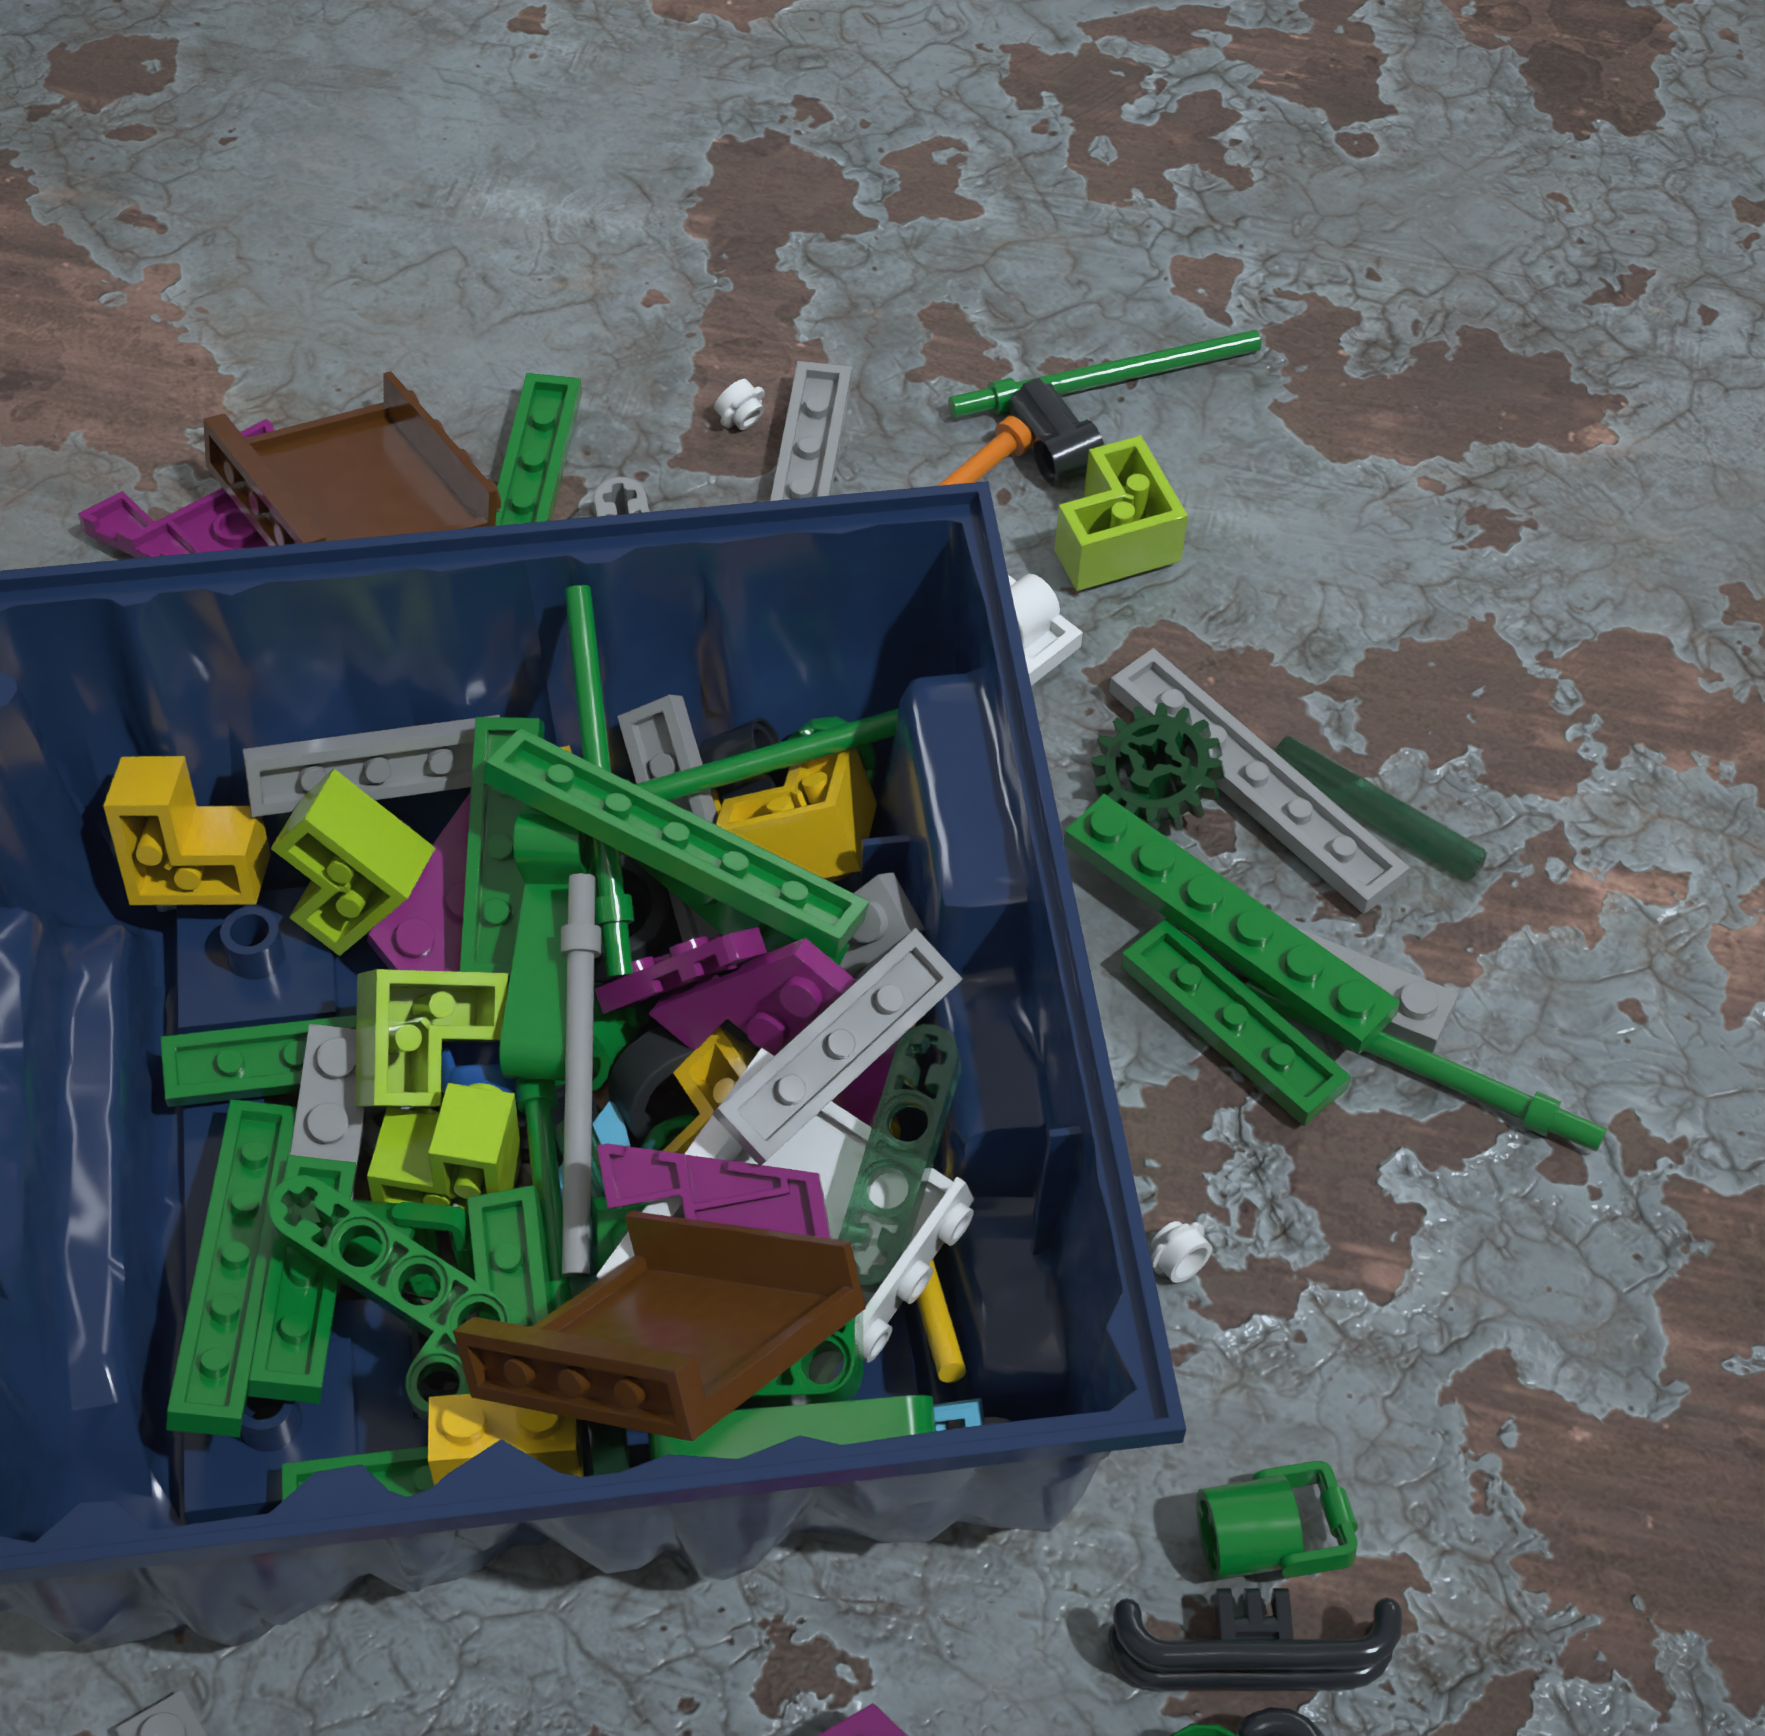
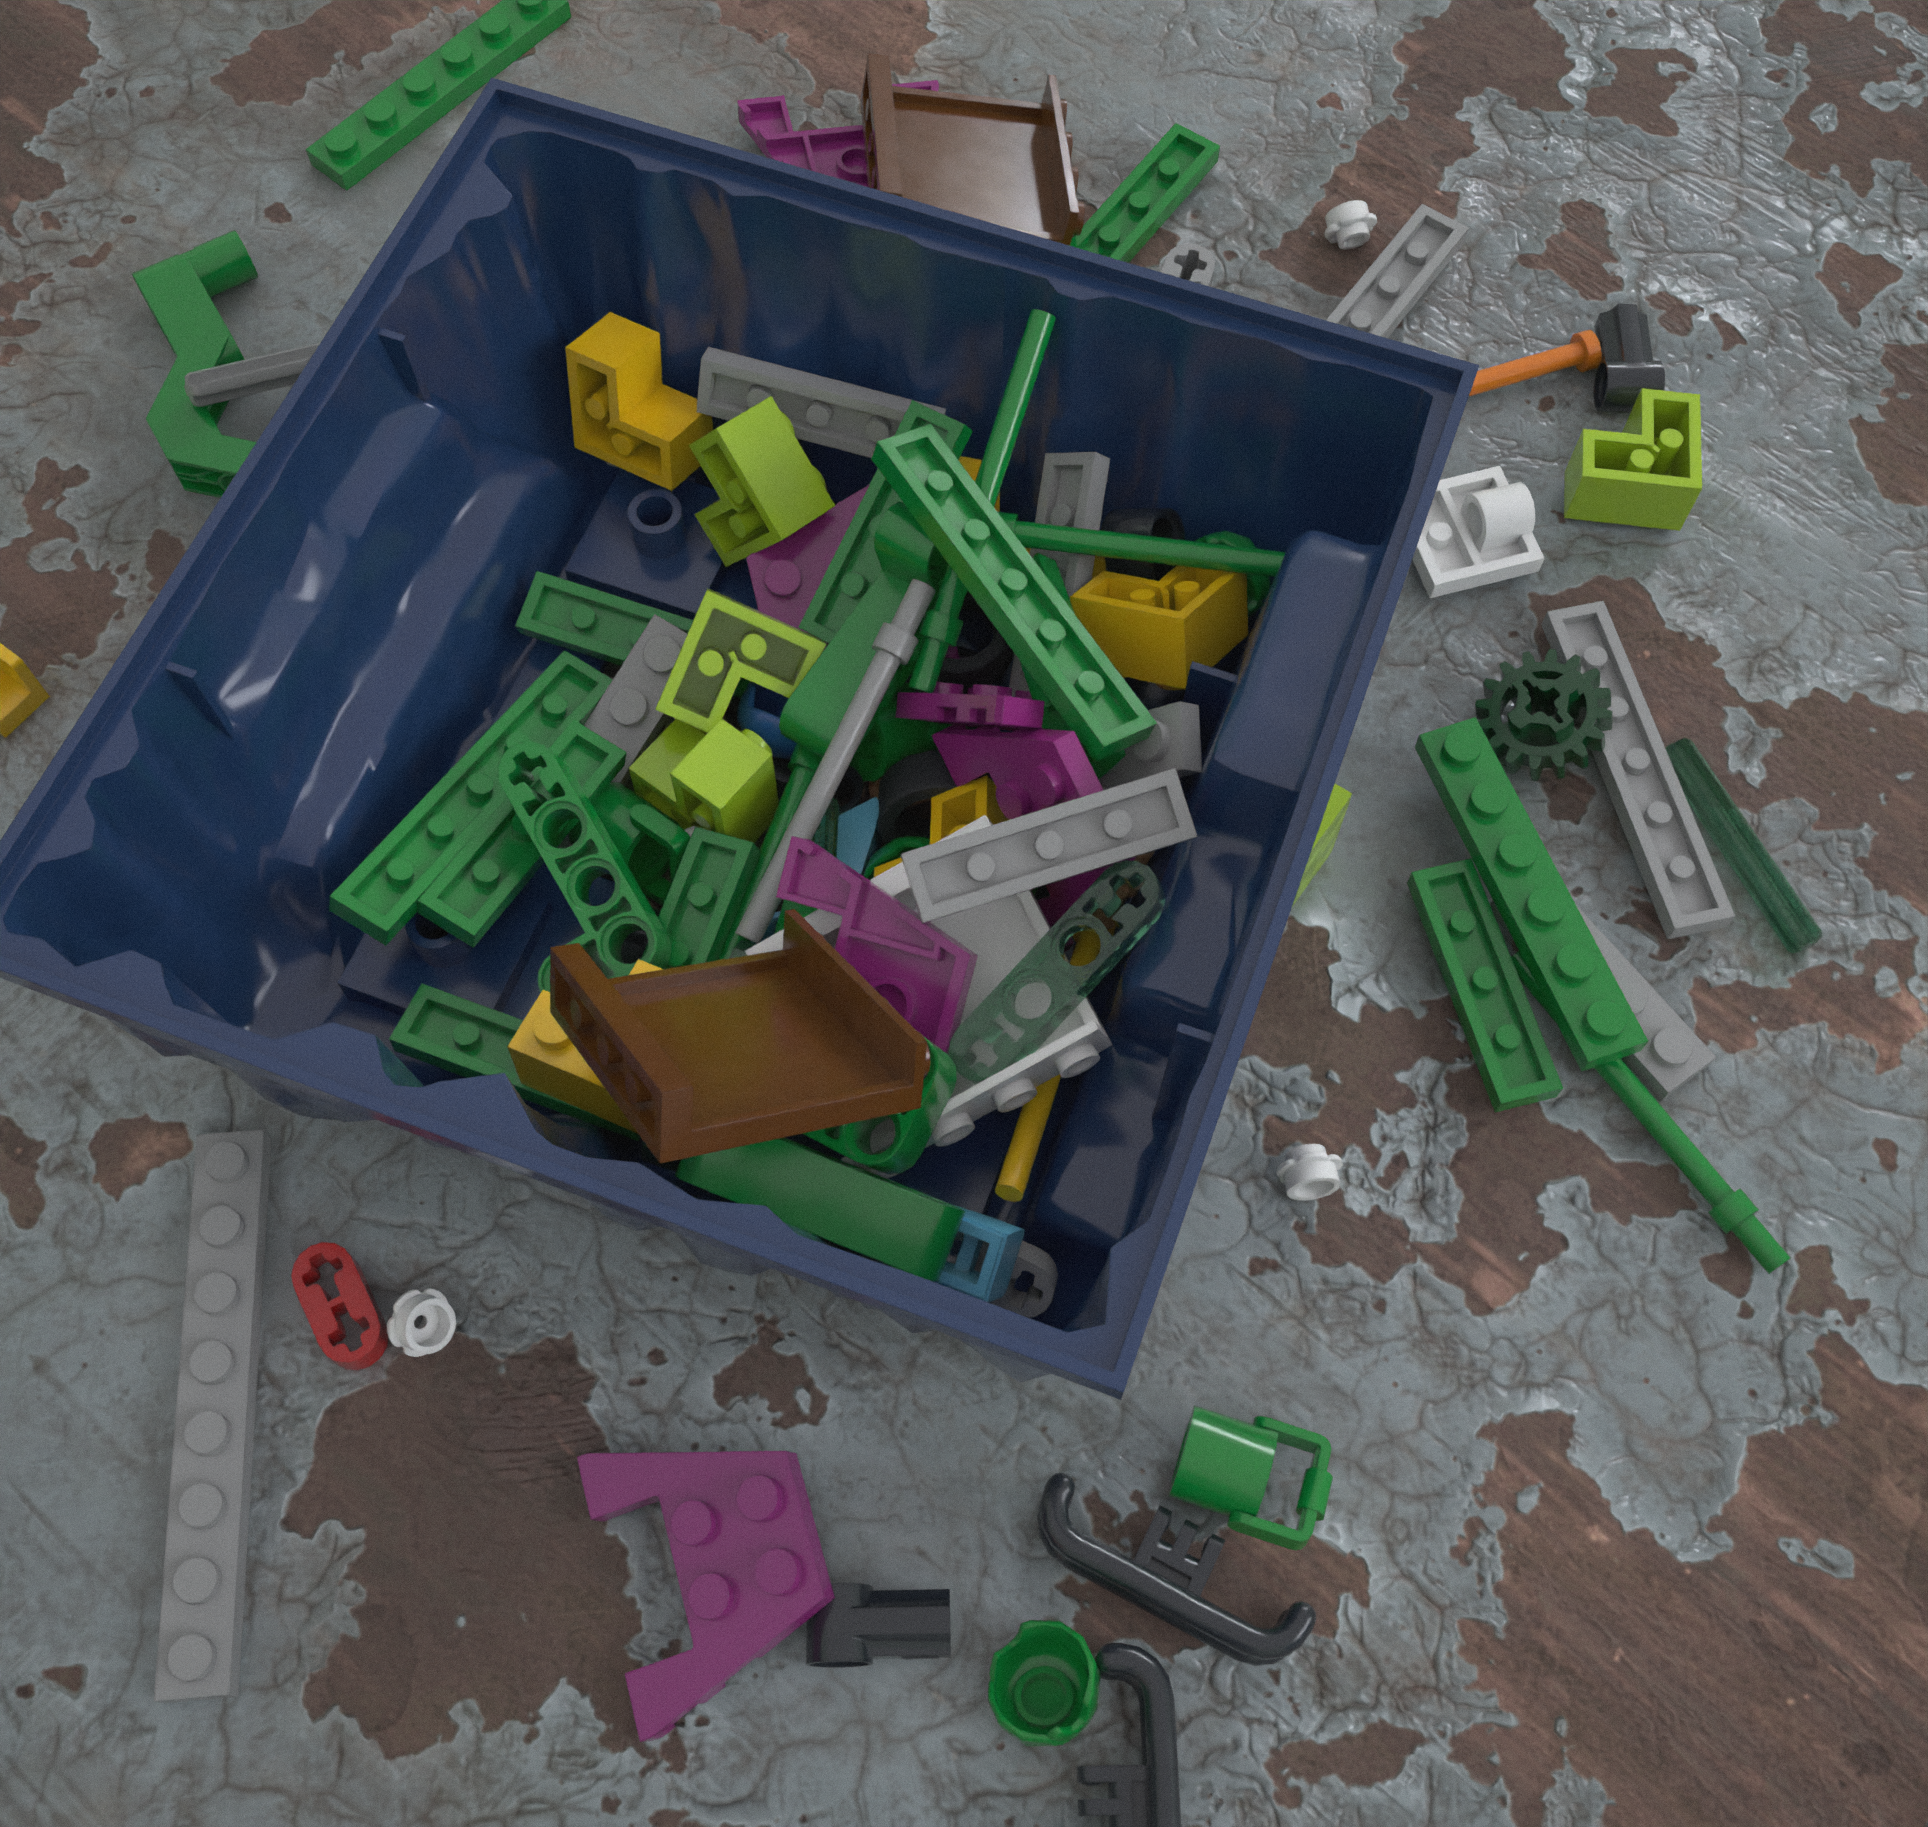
camera: 30 degrees right, 10 degrees up
(999, 392) = (1715, 327): green bar -> none

